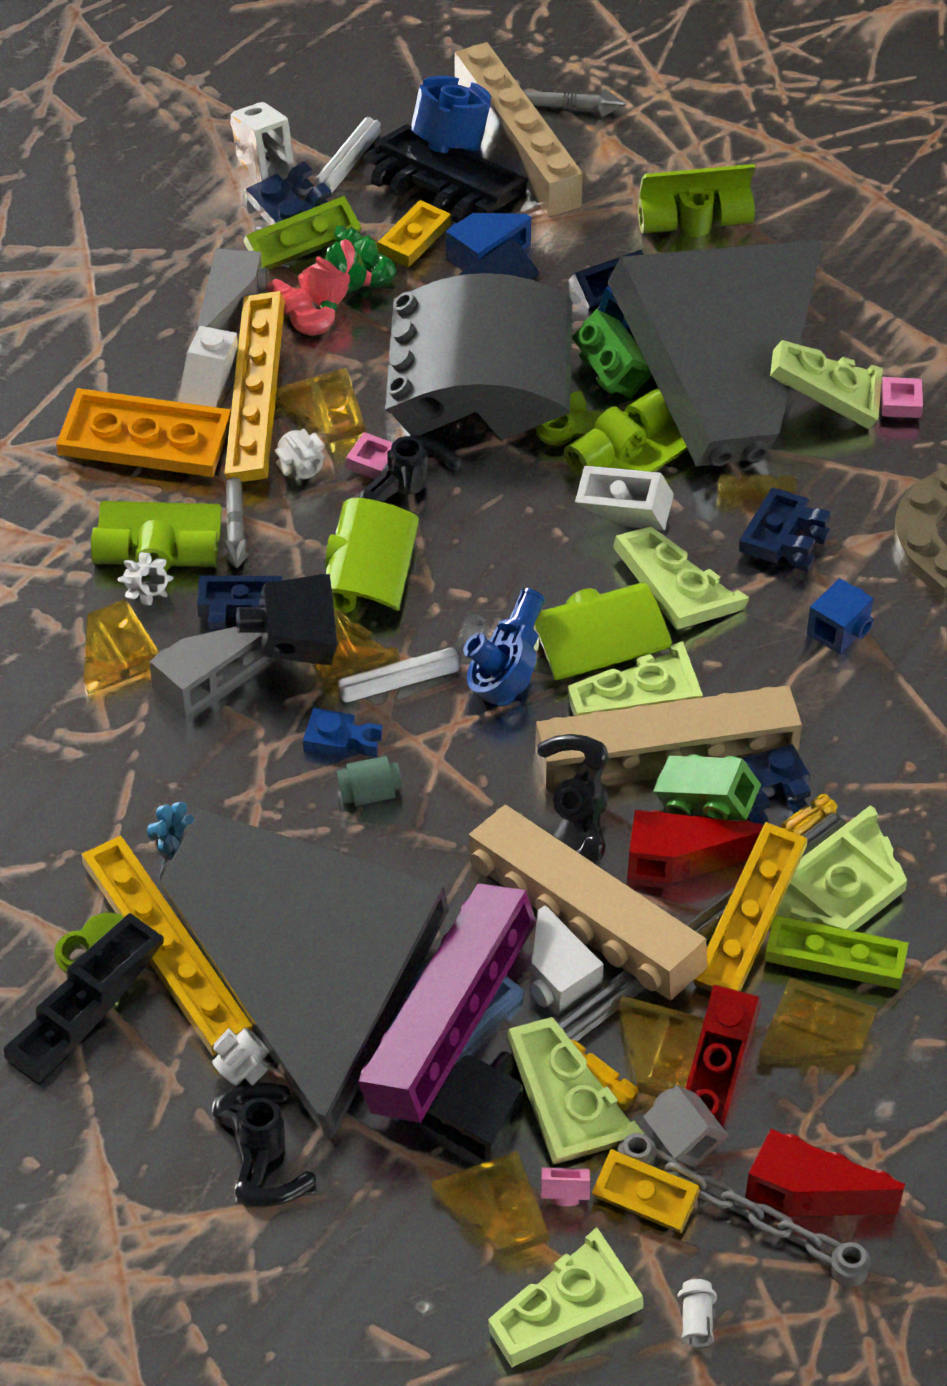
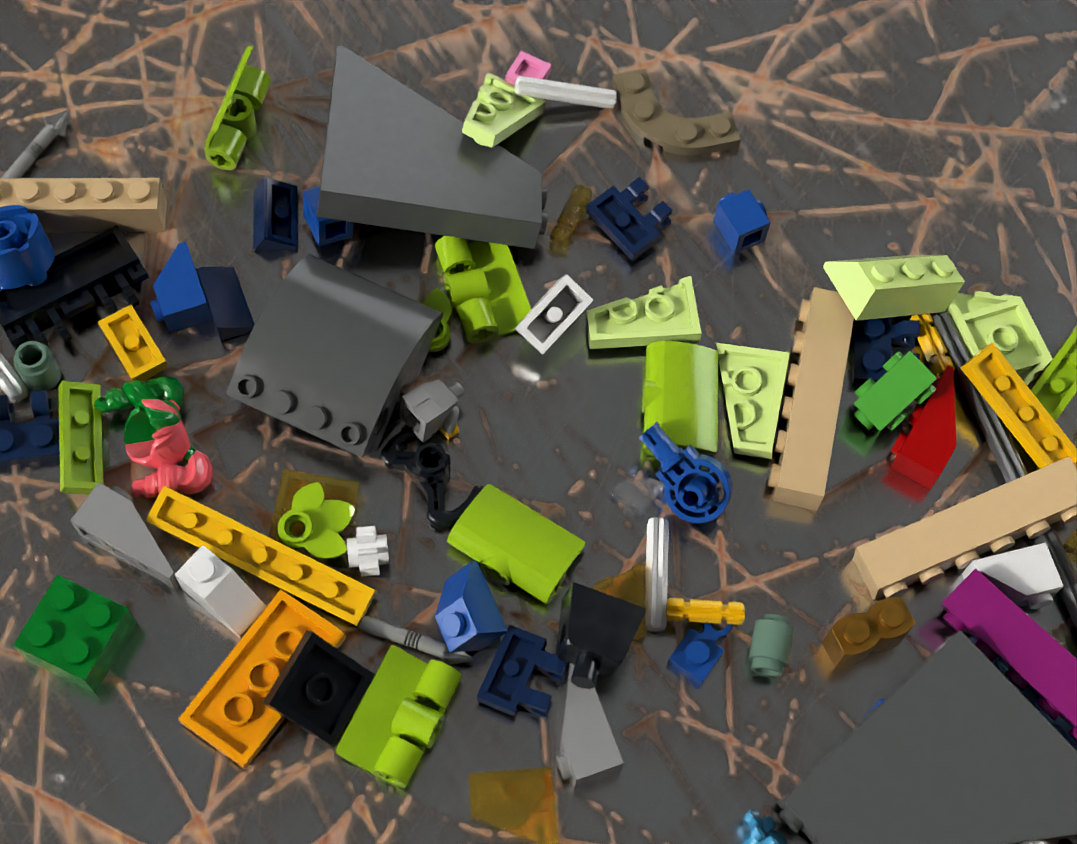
camera: 70 degrees left, 15 degrees up
(119, 298) = (75, 633): none -> green brick
(148, 461) = (319, 688): none -> black plate
(156, 584) = (459, 746): white gear -> none
(274, 539) = (468, 611): none -> blue slope
(305, 405) = (322, 523): none -> lime plate
(351, 176) = (37, 366): none -> sand green brick
(368, 456) = (395, 491): bright pink plate -> none
(373, 712) = (705, 611): none -> yellow axle
(422, 850) = (868, 632): none -> pearl gold brick
(468, 444) = (432, 409): none -> light grey piece
(584, 796) = (867, 489): black piece -> none
(612, 354) = (378, 252): bright green brick -> none
(833, 749) = (895, 285): none -> yellowish green slope
(897, 429) = (565, 92): none -> white axle

